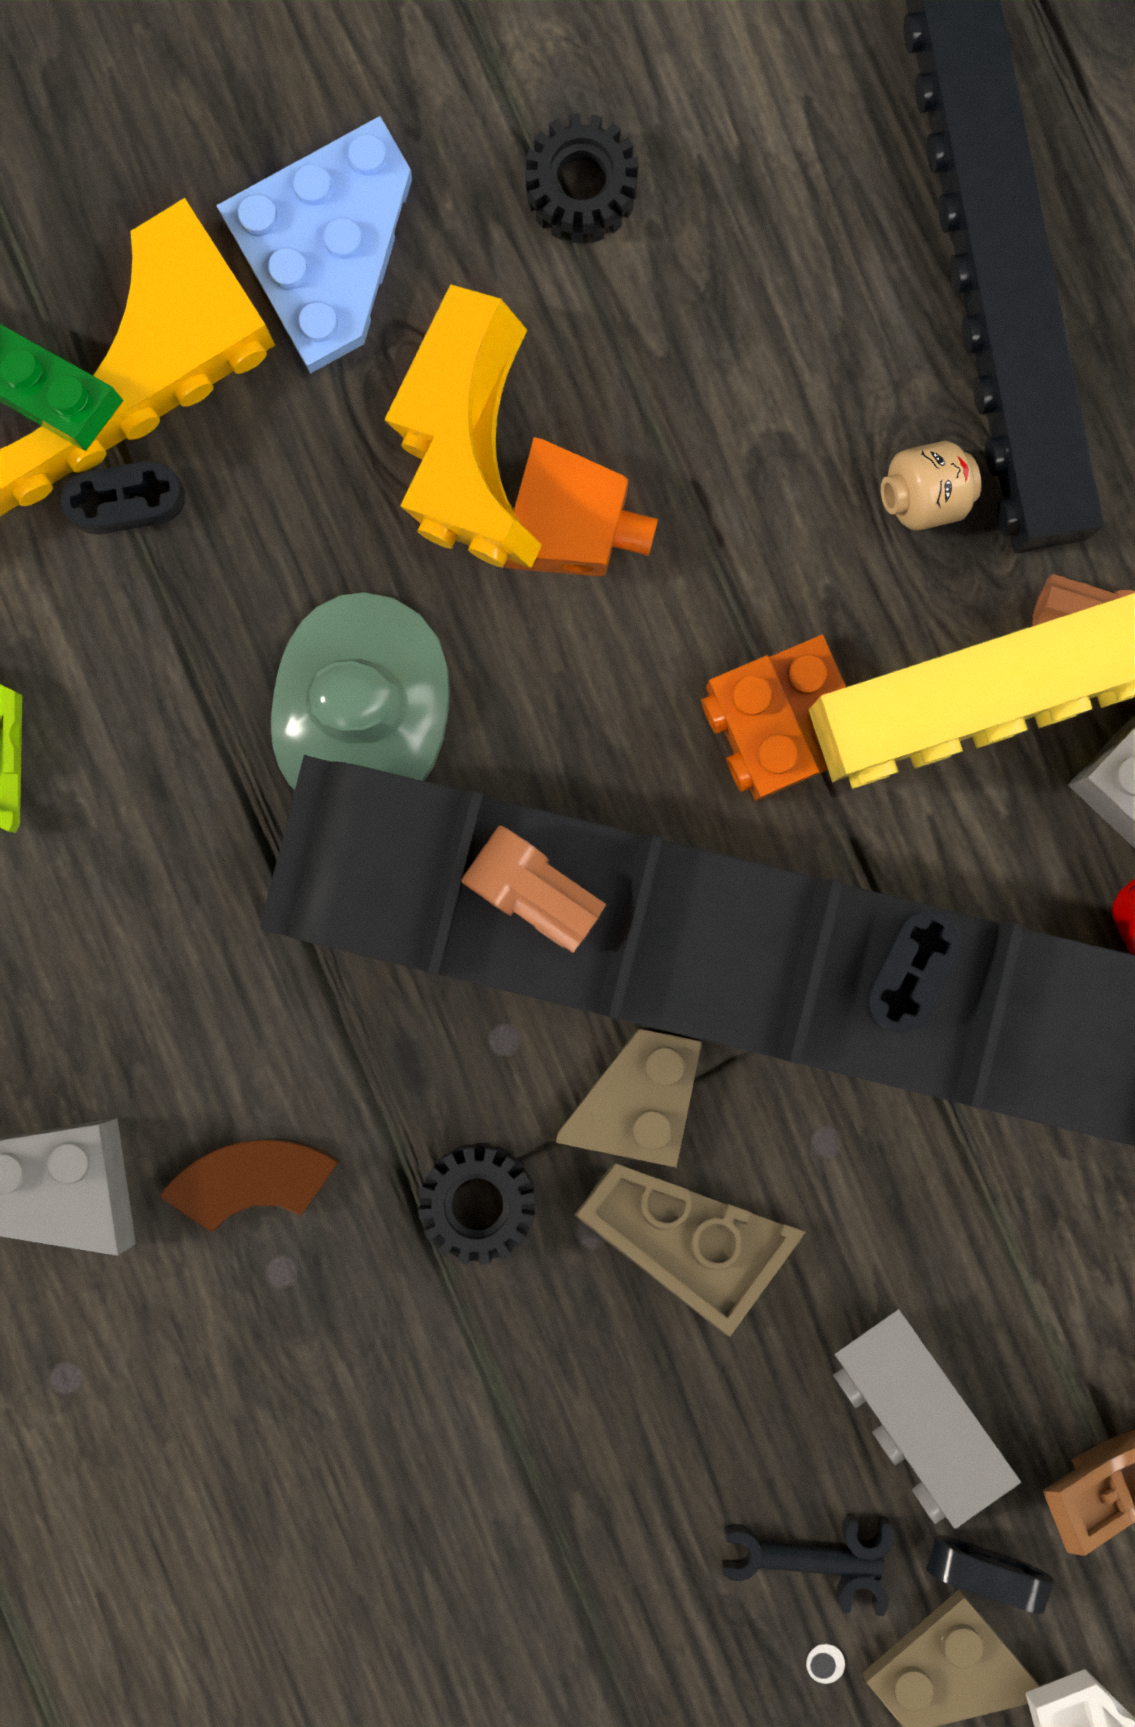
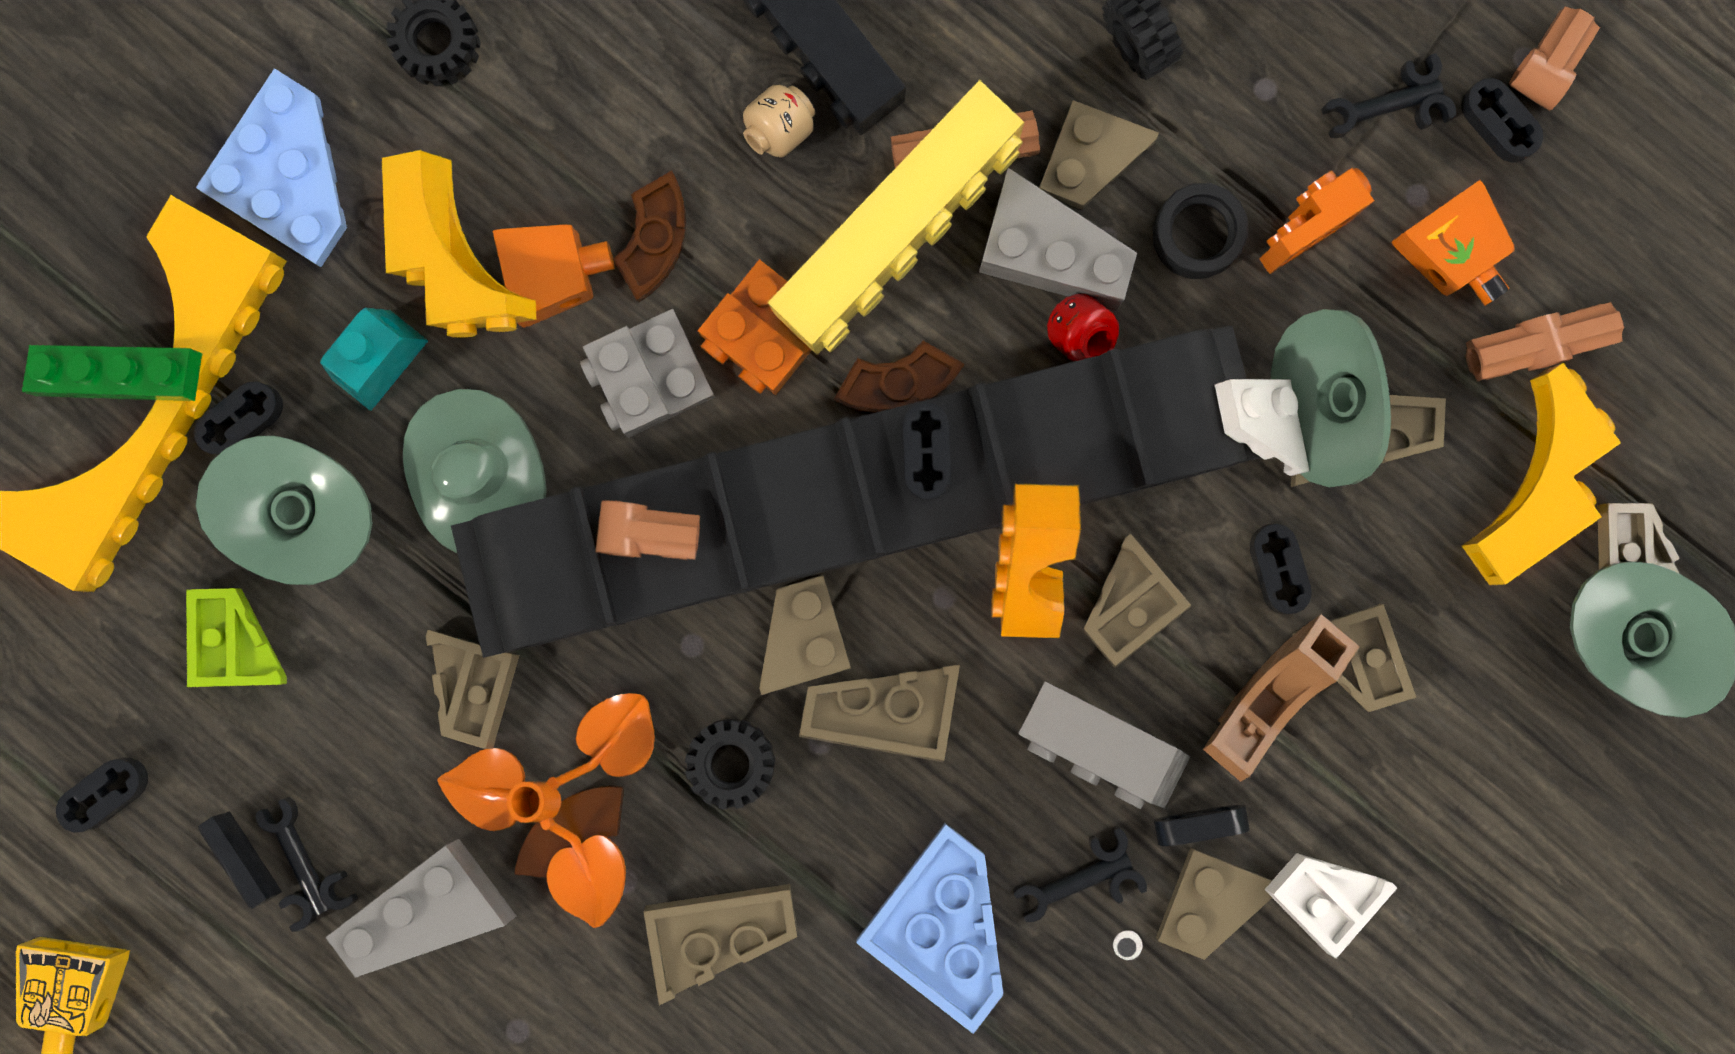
camera: 20 degrees left, 0 degrees up
(120, 633) = (284, 510): none -> sand green hat
(180, 1079) = (493, 795): none -> orange plant
(222, 953) = (470, 688): none -> dark tan wing
(316, 506) = (372, 354): none -> teal torso
(353, 1390) = (712, 933): none -> dark tan wing
(620, 1531) = (941, 930): none -> light blue plate
(621, 697) = (646, 374): none -> light grey plate
(716, 545) = (656, 237): none -> reddish brown tile
(908, 866) = (896, 384): none -> reddish brown tile
(1000, 1141) = (1036, 532): none -> light orange arch
(1045, 1271) = (1133, 604): none -> dark tan wing

